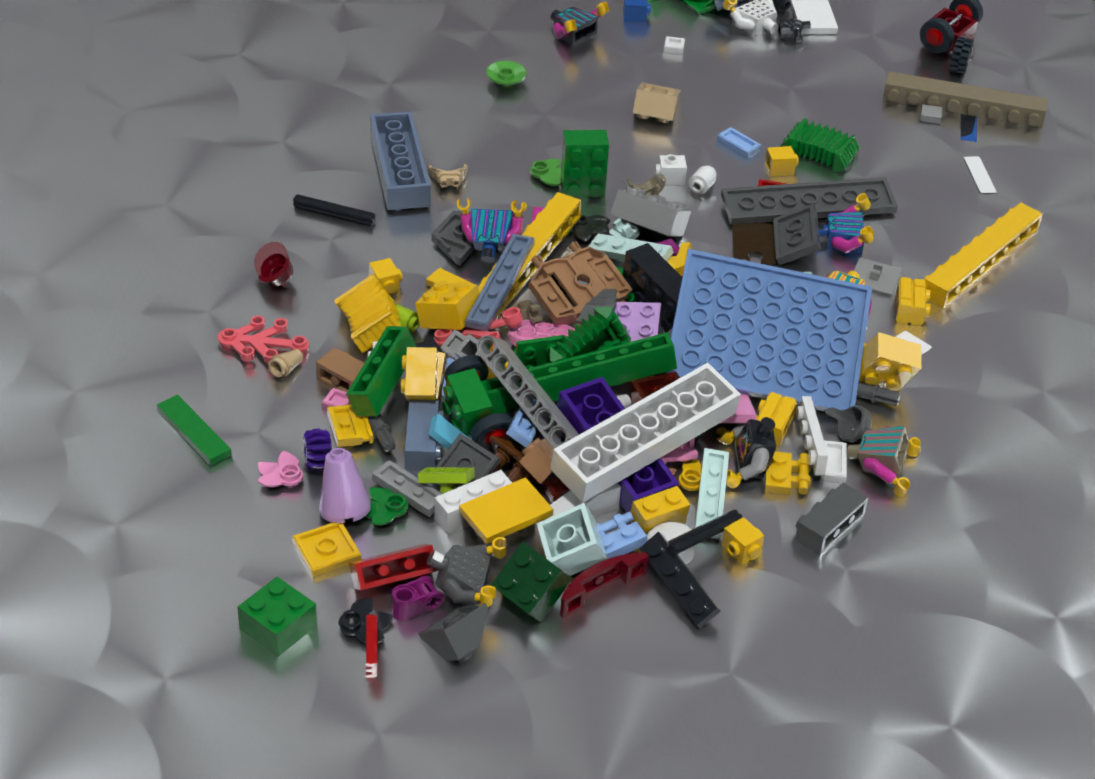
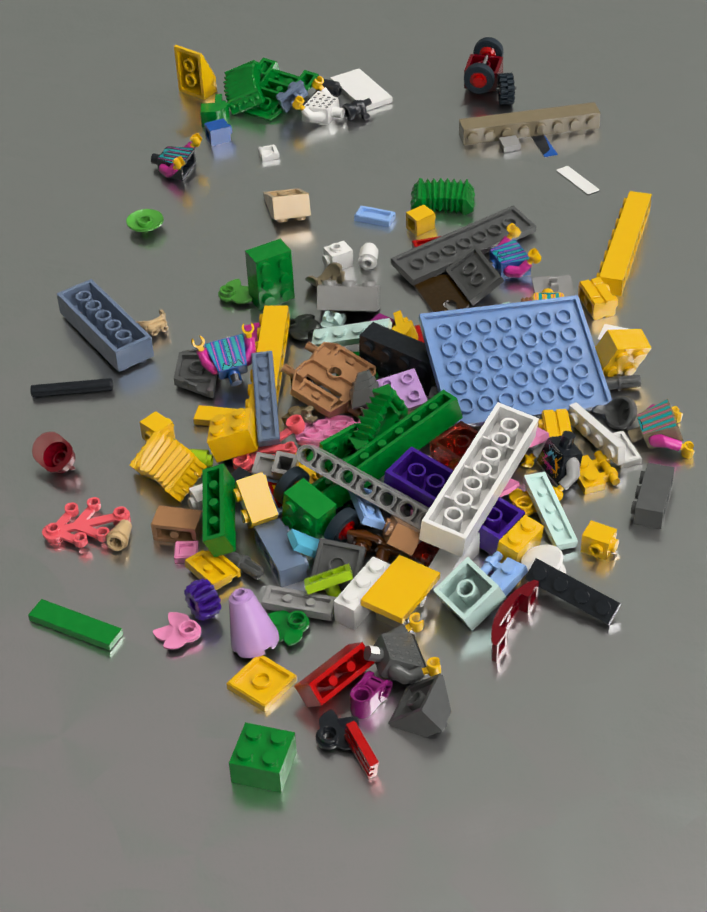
camera: 20 degrees left, 0 degrees up
(531, 581) = (460, 640): dark green brick -> none
(702, 532) = (569, 544): black axle -> none

